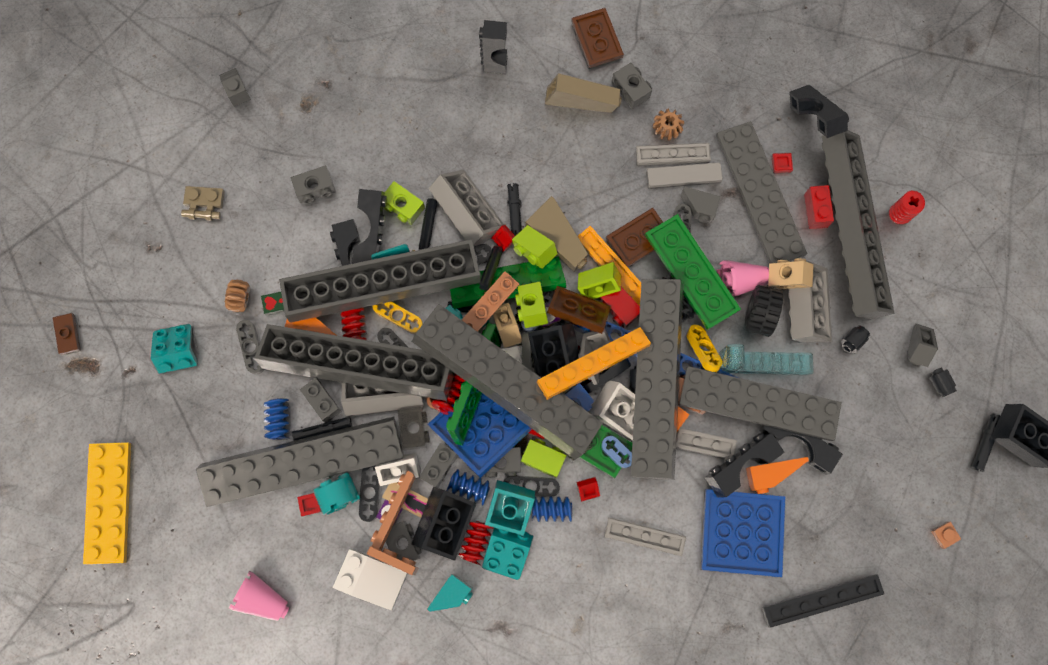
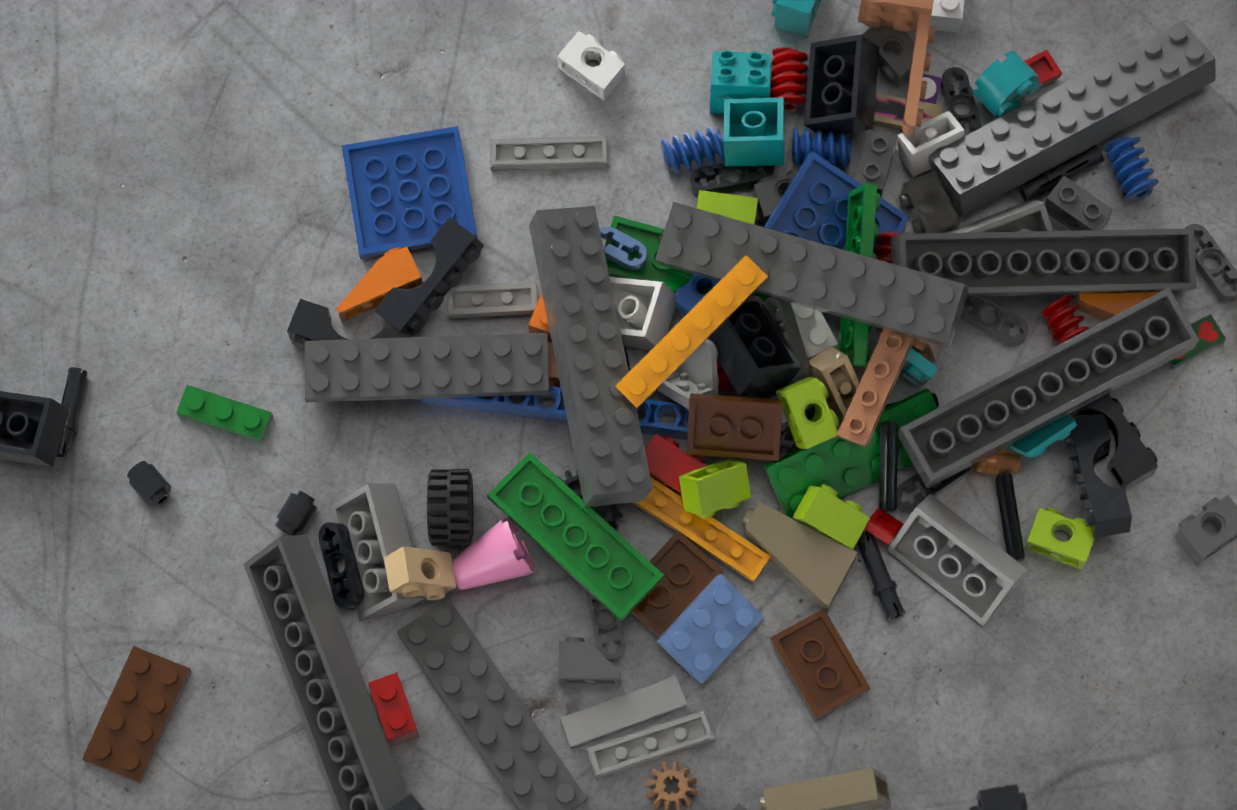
camera: 170 degrees right, 5 degrees down
(407, 327) = (988, 353): yellow beam -> none
(564, 170) = (820, 664): none -> reddish brown plate
(588, 489) = (649, 192): red plate -> none
(613, 596) = (599, 79): none -> white brick
(623, 205) = (710, 628): none -> medium blue plate
(709, 359) = (509, 417): yellow beam -> none
(740, 362) = (431, 439): clear light blue beam -> none
(782, 162) = (467, 778): red tile -> none
(823, 600) = (276, 132): black plate -> none
(833, 310) = (341, 587): none -> black beam
(887, 417) = (224, 413): none -> green plate
(907, 207) = (246, 729): red piece -> none
(922, 345) = (190, 532): dark grey slope -> none
(946, 535) = (111, 267): nougat plate -> none
(968, 248) = (136, 715): none -> reddish brown plate

